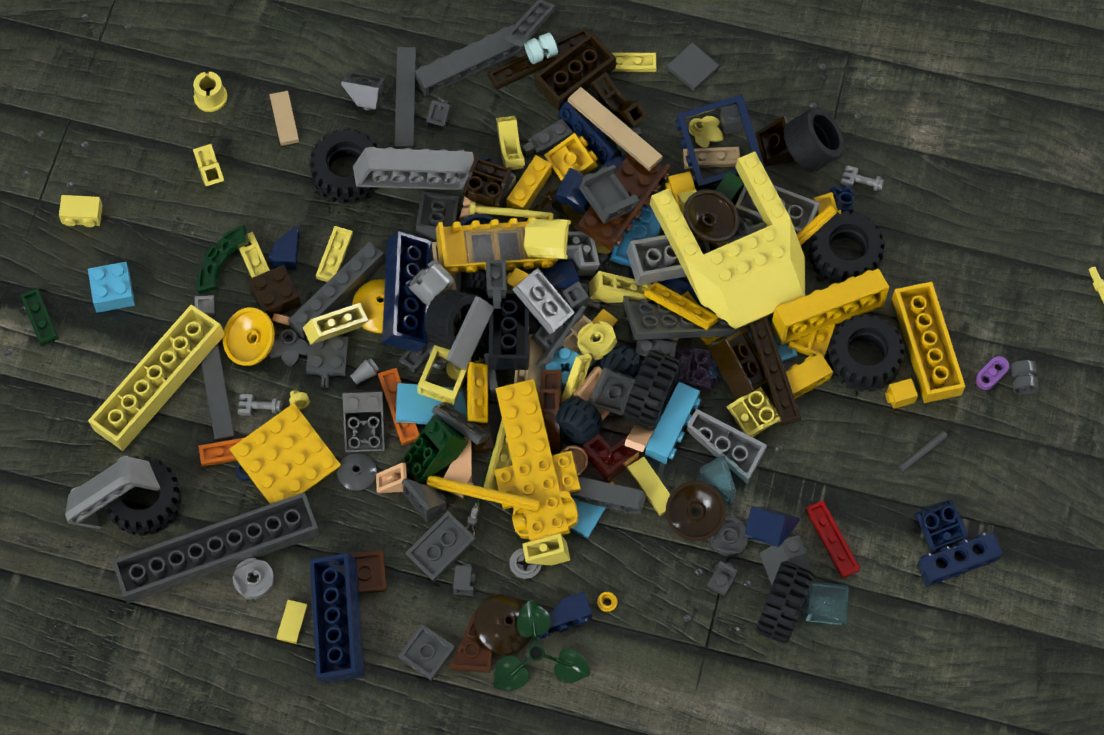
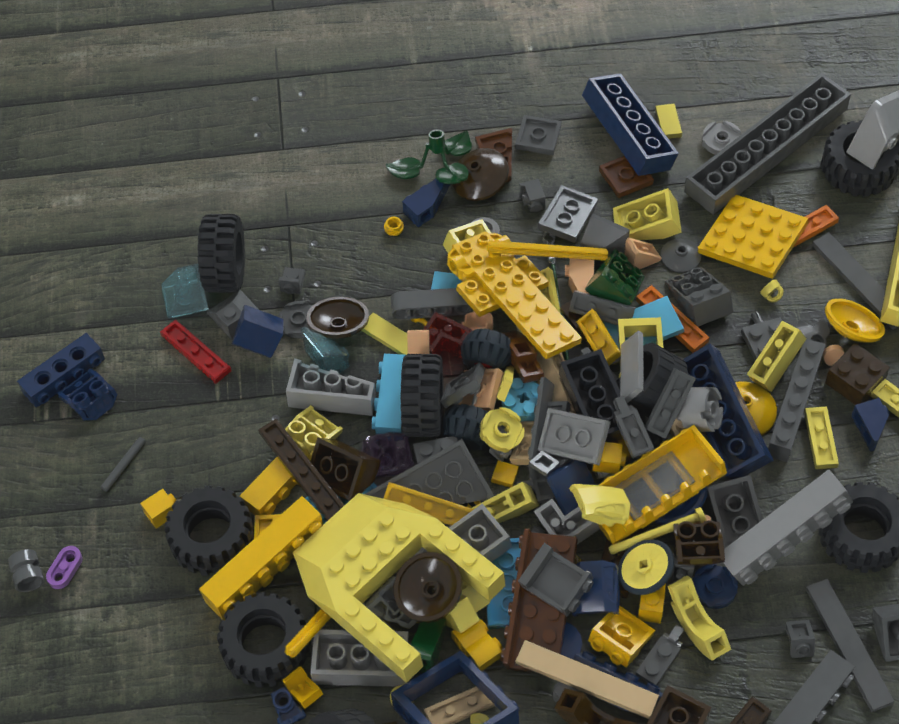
camera: 165 degrees right, 10 degrees down
(275, 405) = (815, 271): light grey hinge -> none
(365, 371) = (723, 337): light grey cone -> none
(370, 514) = (650, 216): none -> light yellow slope
(457, 283) = (669, 403): none -> dark grey plate
(529, 197) = (642, 580): none -> light yellow wheel
(928, 342) = (143, 569): yellow brick -> none

